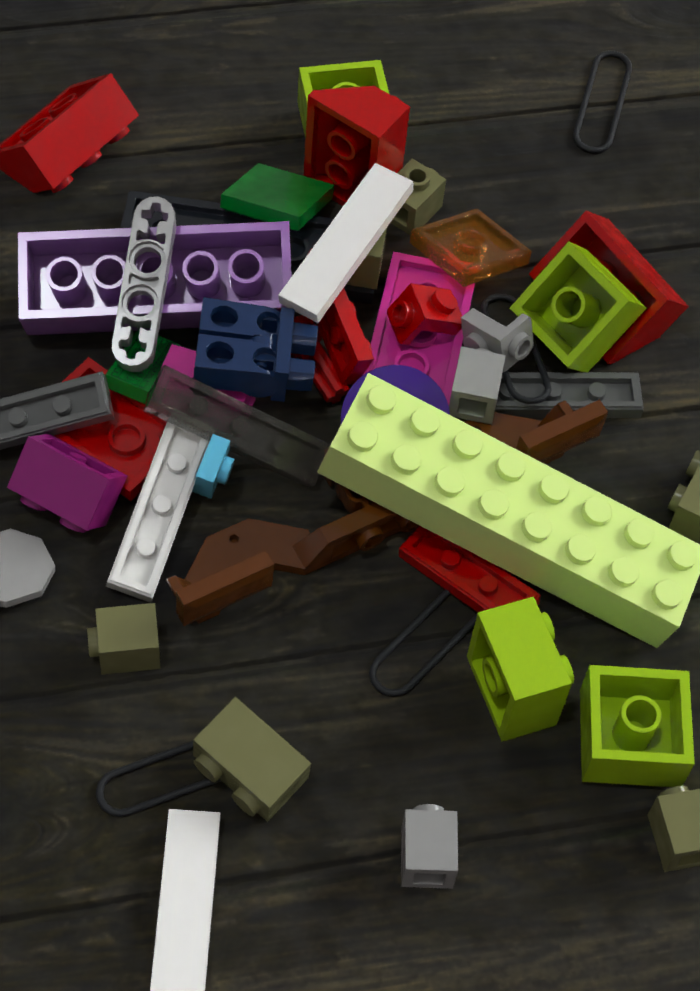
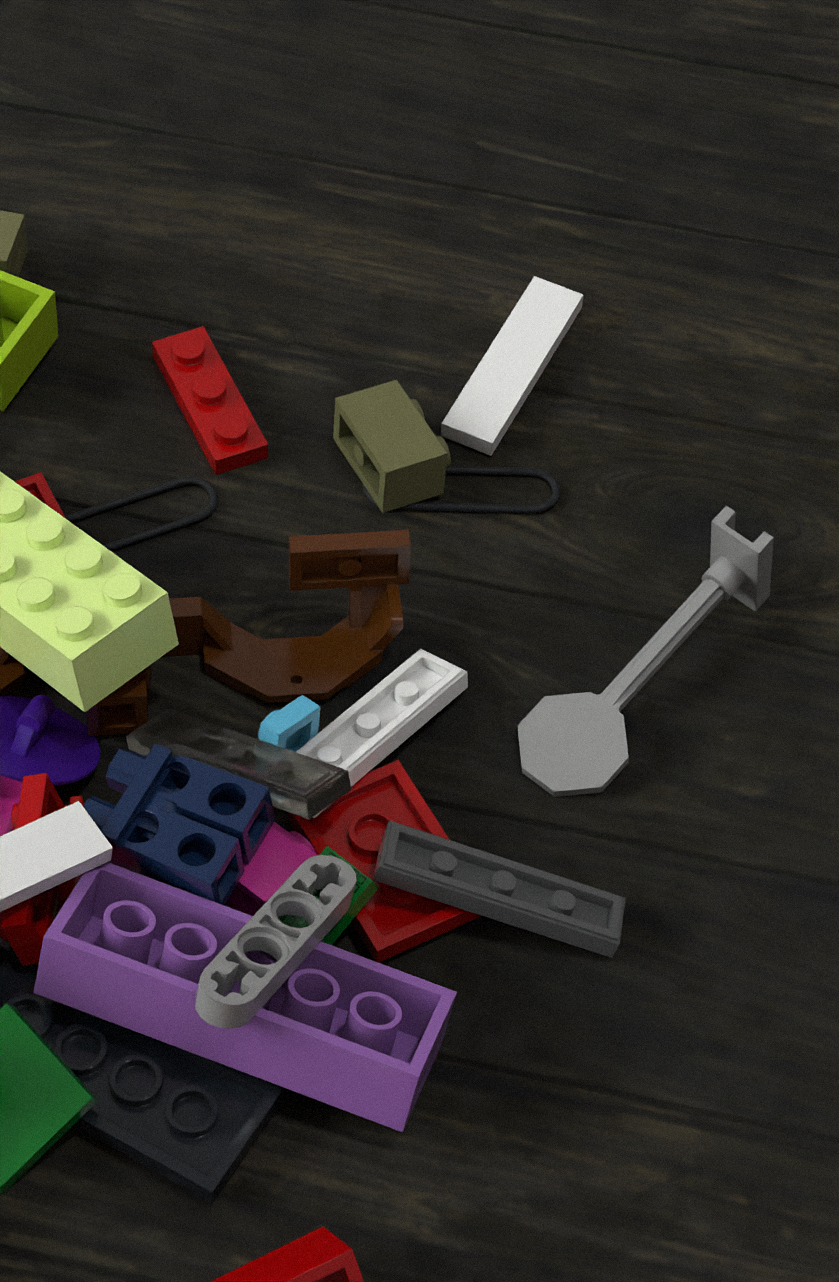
camera: 155 degrees left, 5 degrees down
(66, 482) = (470, 786): magenta brick -> none
(125, 638) = (470, 607): olive brick -> none
(425, 767) = (210, 400): none -> red plate
(429, 847) = (251, 320): light grey brick -> none
(519, 668) = (66, 407): lime brick -> none

